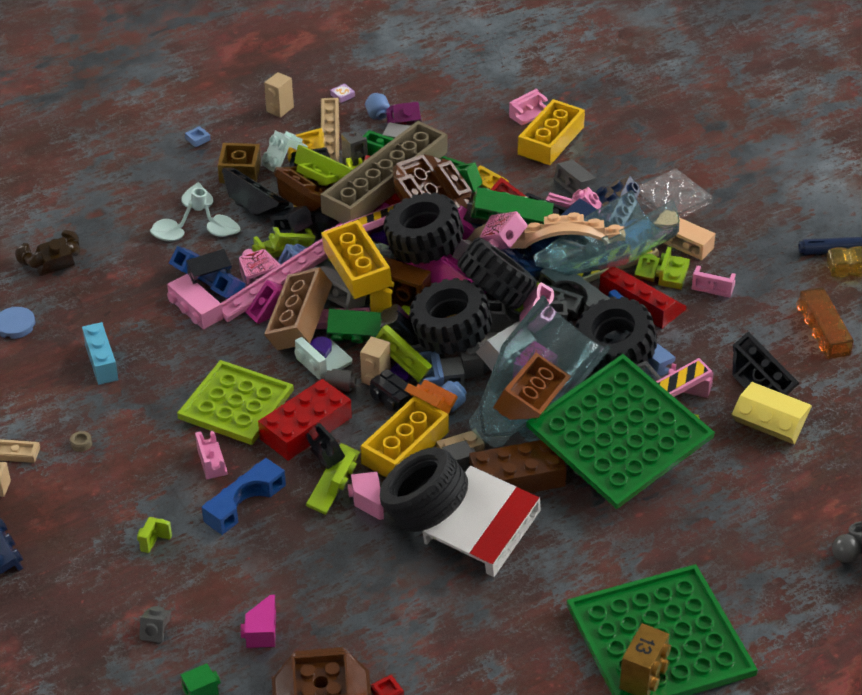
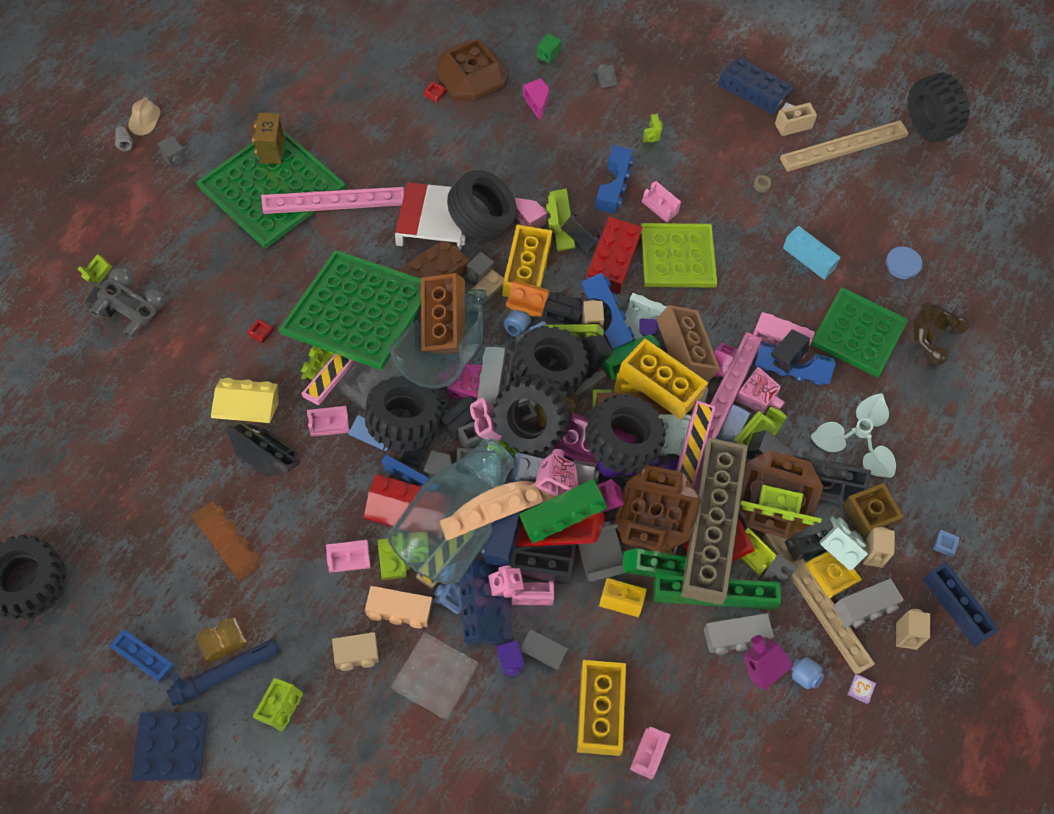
camera: 150 degrees right, 20 degrees up
(119, 283) = (859, 332): none -> green plate
(226, 99) = (960, 604): none -> dark blue brick
(259, 132) = (879, 547): none -> tan brick
(296, 119) = (868, 604): none -> light grey brick
(353, 367) = (598, 289): none -> blue arch
(591, 582) = (332, 200): none -> bright pink tile
(605, 176) = (510, 658): none -> dark purple brick
(731, 488) = (260, 331): none -> red tile
(733, 222) = (355, 651): none -> tan brick
(813, 213) = (278, 704): none -> lime bracket

